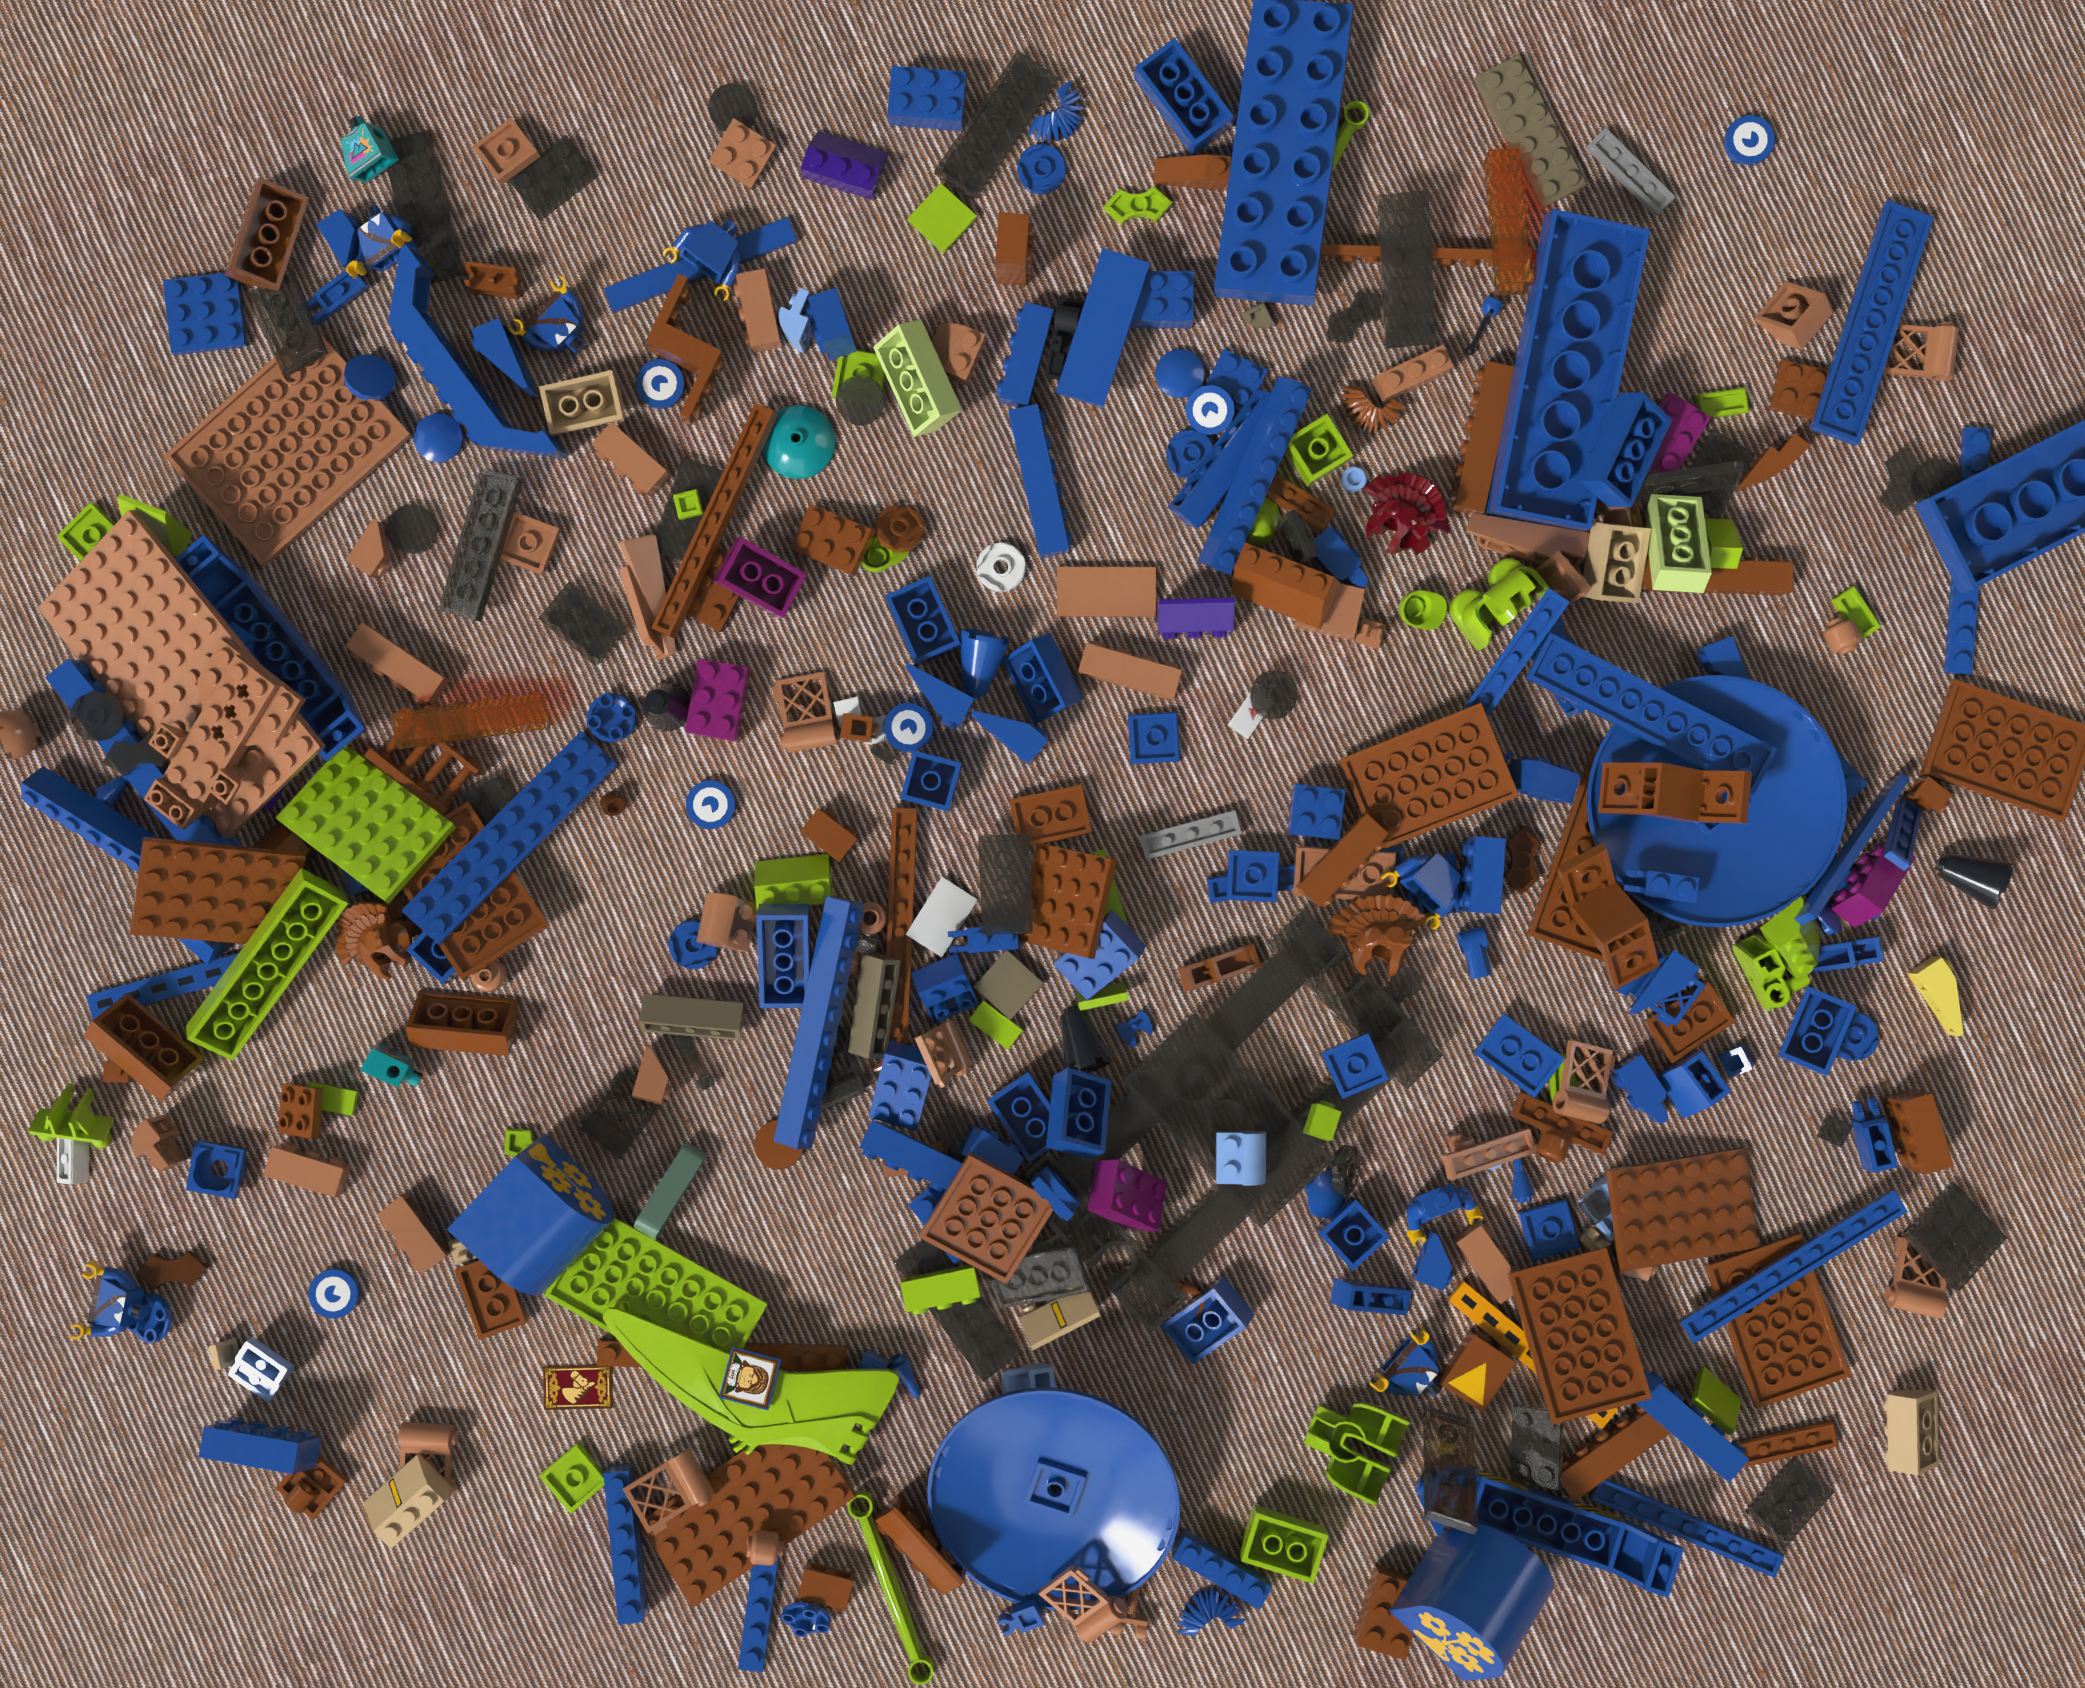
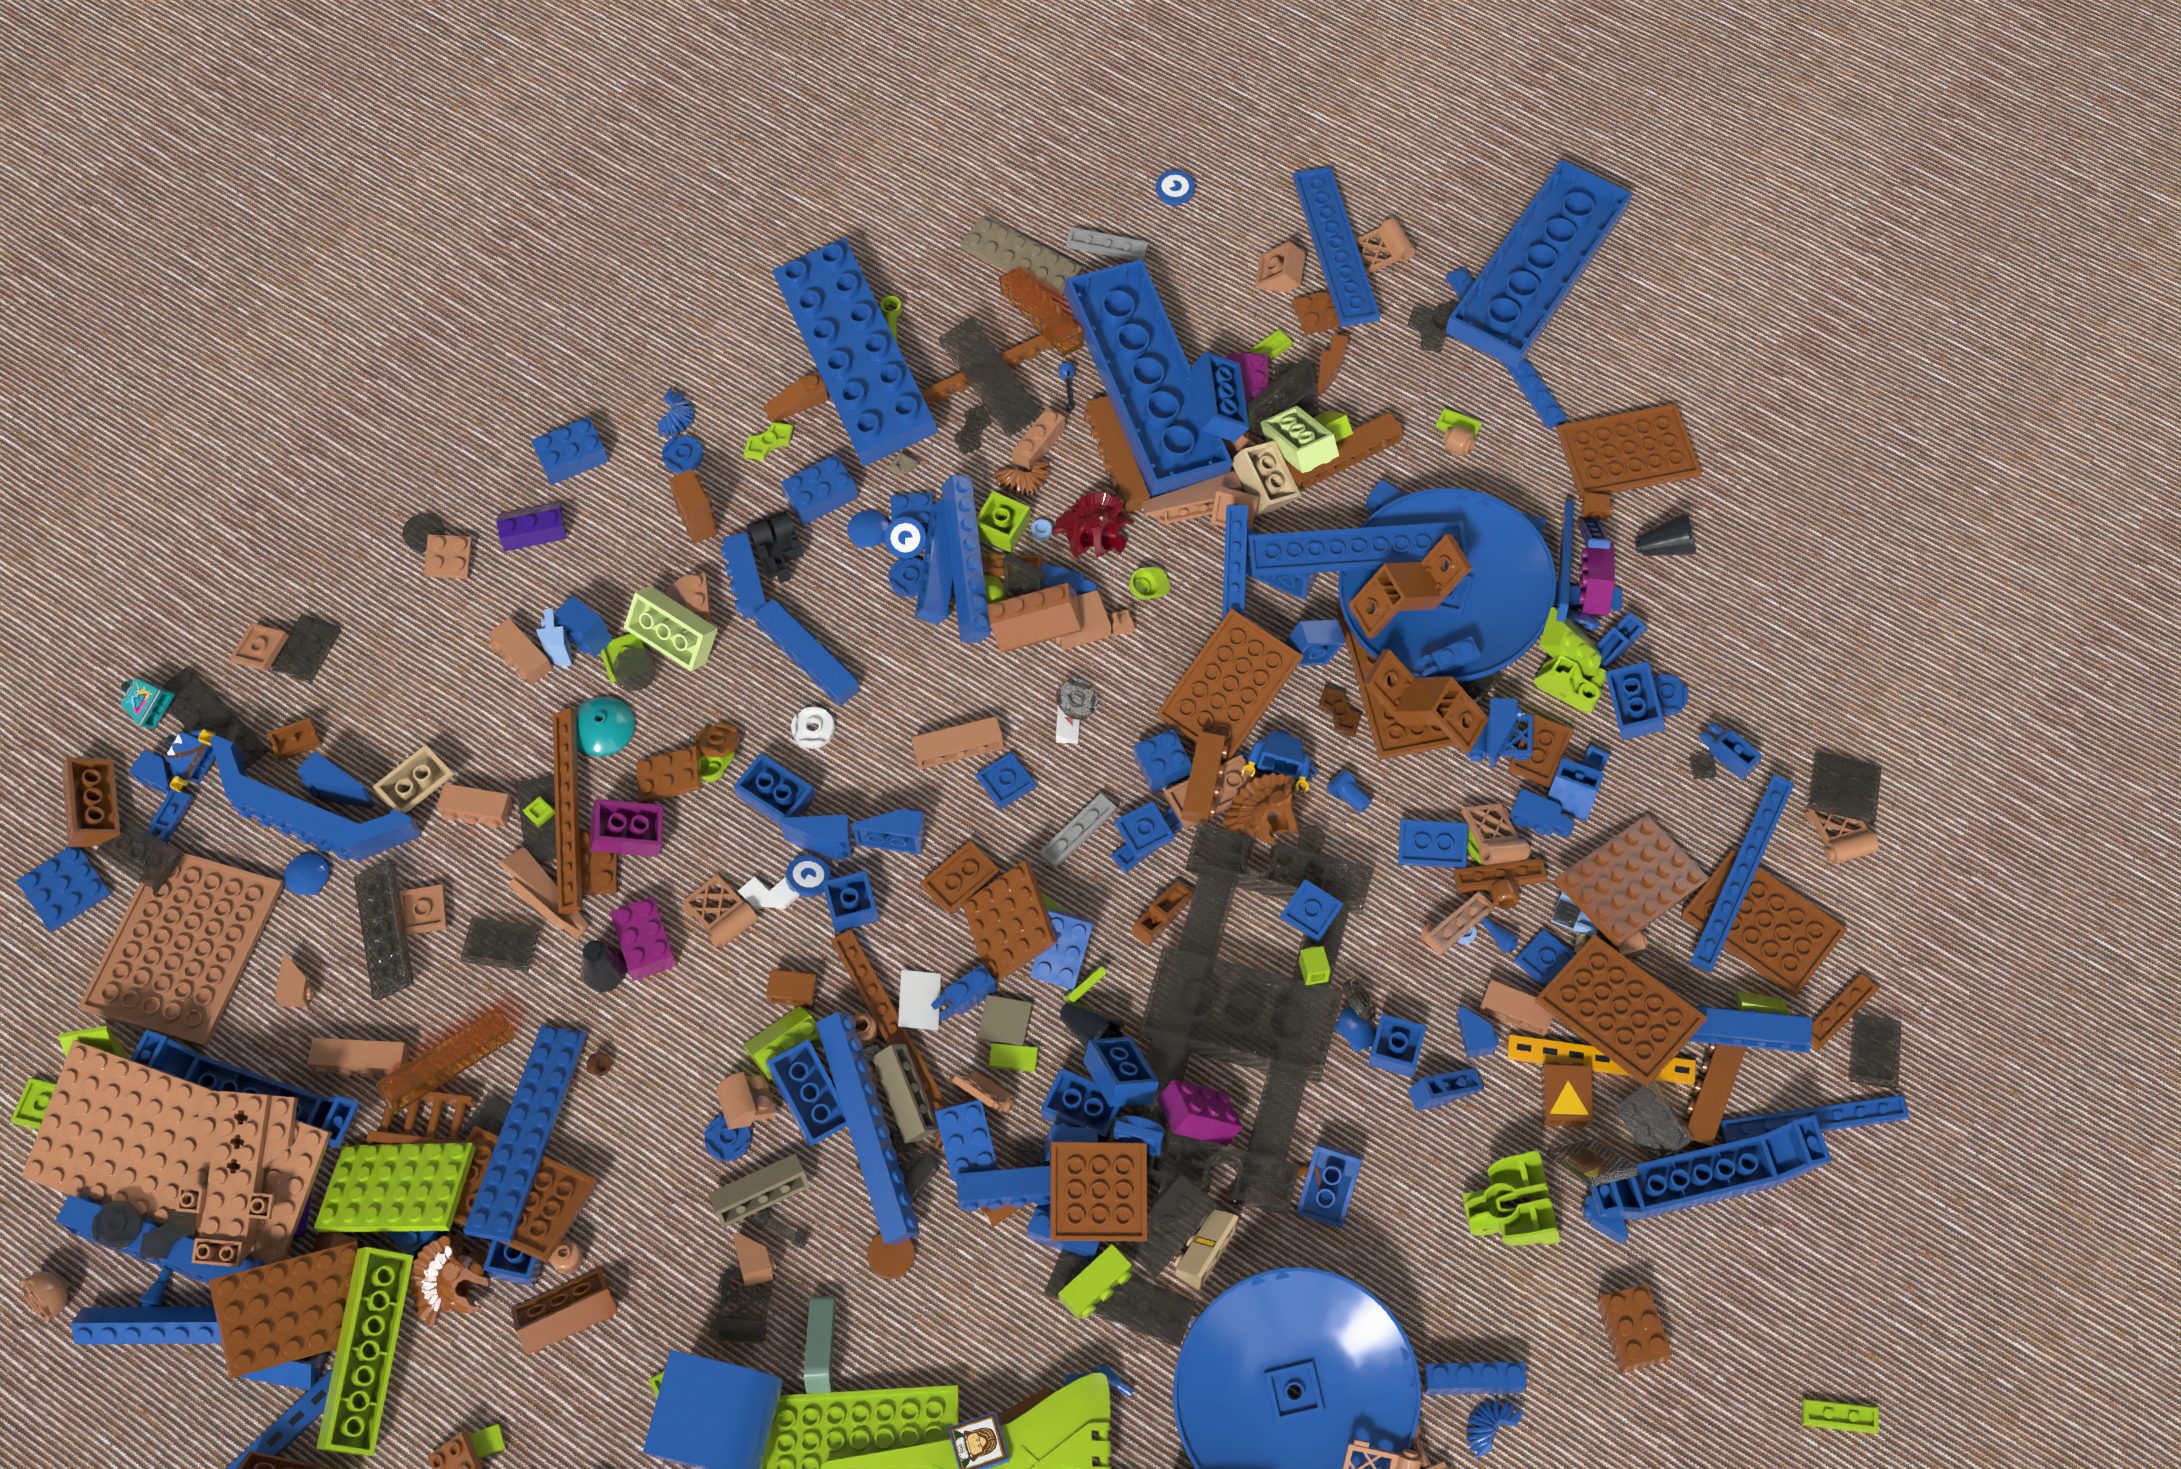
camera: 35 degrees left, 25 degrees down
(369, 377) = (227, 857): blue tile -> none
(381, 1062) = (509, 1376): teal torso -> none
(412, 529) = (319, 952): clear smoke tile -> none
(554, 323) = (361, 742): torso -> none
(611, 717) = (561, 1001): blue dish -> none
(660, 384) = (469, 743): blue tile -> none
(661, 279) = (455, 647): blue tile -> none
(685, 350) = (478, 703): dark orange bracket -> none
(710, 251) = (459, 627): blue torso -> none
(710, 804) = (681, 1022): blue tile -> none
(849, 726) = (764, 888): dark orange brick -> none
(883, 754) = (800, 905): clear smoke tile -> none
(942, 218) = (626, 522): lime tile -> none
(944, 988) = (955, 1049): blue slope -> none
(980, 659) = (835, 791): blue cone -> none
(996, 125) = (631, 443): clear smoke plate -> none
(1005, 884) = (955, 940): clear smoke tile -> none
(1042, 678) = (891, 782): blue slope -> none
(1103, 327) = (791, 521): blue tile -> none
(1106, 591) = (904, 700): nougat tile -> none
(1127, 1030) = (1121, 1001): blue piece -> none
(1183, 96) = (759, 355): blue brick -> none
(1195, 617) = (982, 675): dark purple slope -> none
(1241, 1158) = (1269, 1027): light blue brick -> none
(1283, 1544) = (1510, 1324): lime brick -> none
(1410, 1368) = (1514, 1121): torso -> none
(1439, 1204) = (1447, 986): blue torso -> none
(1474, 1600) = (1686, 1254): blue brick -> none
(1482, 875) = (1316, 731): blue brick -> none
(1508, 596) = (1201, 541): lime piece -> none
(1912, 1431) = (1922, 942): tan slope -> none
(1918, 1131) = (1760, 725): dark orange brick -> none
(1940, 991) = (1702, 628): light yellow slope -> none

